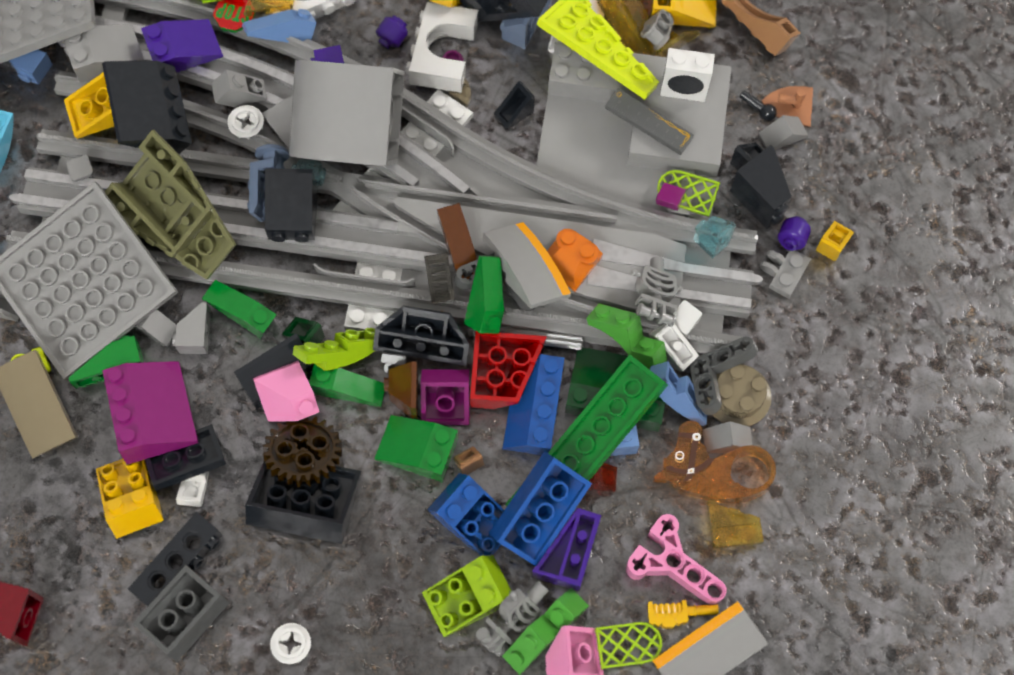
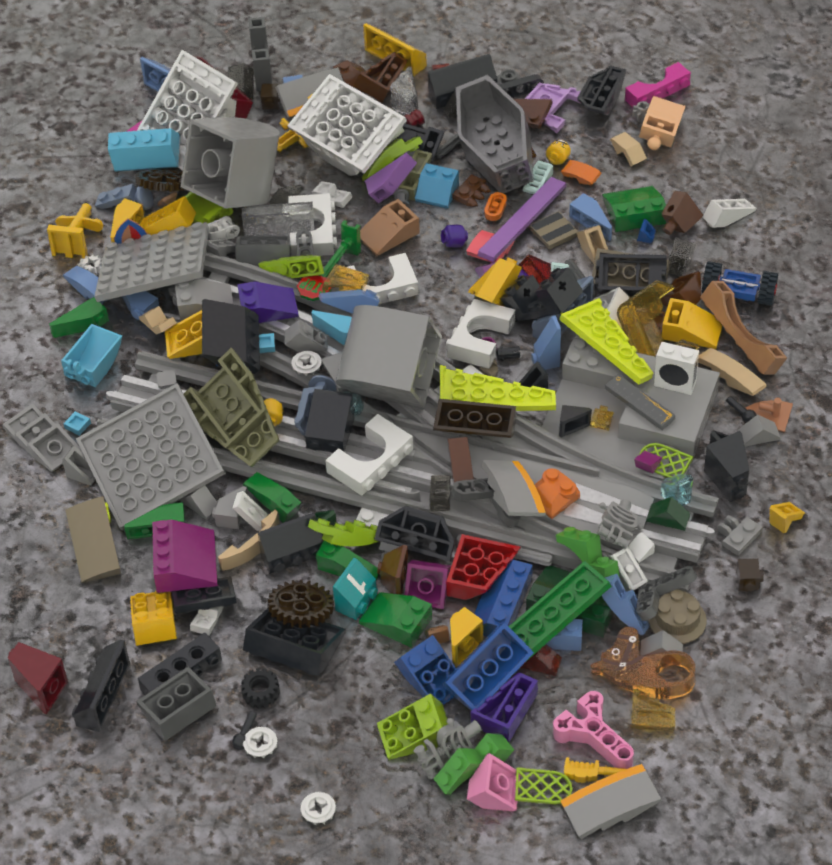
camera: 15 degrees right, 20 degrees down
(51, 88) = (156, 320): none -> tan slope
(86, 605) = (102, 687): none -> black slope
(192, 101) = (266, 343): none -> medium azure plate
(210, 398) = (235, 557): none -> tan slope
(217, 334) = (249, 510): none -> white plate
(219, 197) = (275, 410): none -> yellow head
(265, 560) = (257, 678): none -> black tyre
(265, 642) = (239, 738): none -> black bar
(272, 66) = (332, 324): none -> medium azure slope
(286, 394) = (296, 559): bright pink slope -> none
(344, 270) = (364, 474): none -> white arch
(363, 423) = (354, 590): none -> teal slope
(391, 32) = (442, 317): dark purple head -> none
(463, 134) = (493, 390): none -> neon yellow wing
(463, 176) = (475, 418): none -> dark brown slope
(478, 67) = (507, 352): none -> black pin
(486, 297) = (475, 506): green slope -> none
(503, 465) = (465, 634): none -> yellow slope
(526, 57) = (548, 345): none -> medium blue slope
(573, 151) = (573, 419): none -> black slope
(604, 143) = (602, 418): none -> clear yellow tile
(658, 28) = (667, 335): light grey piece -> none
(708, 267) = (668, 514): none -> dark green slope
(739, 56) = (735, 373): none -> tan slope
(794, 233) = (750, 504): dark purple head -> none
(808, 326) = (749, 575): none -> dark brown brick

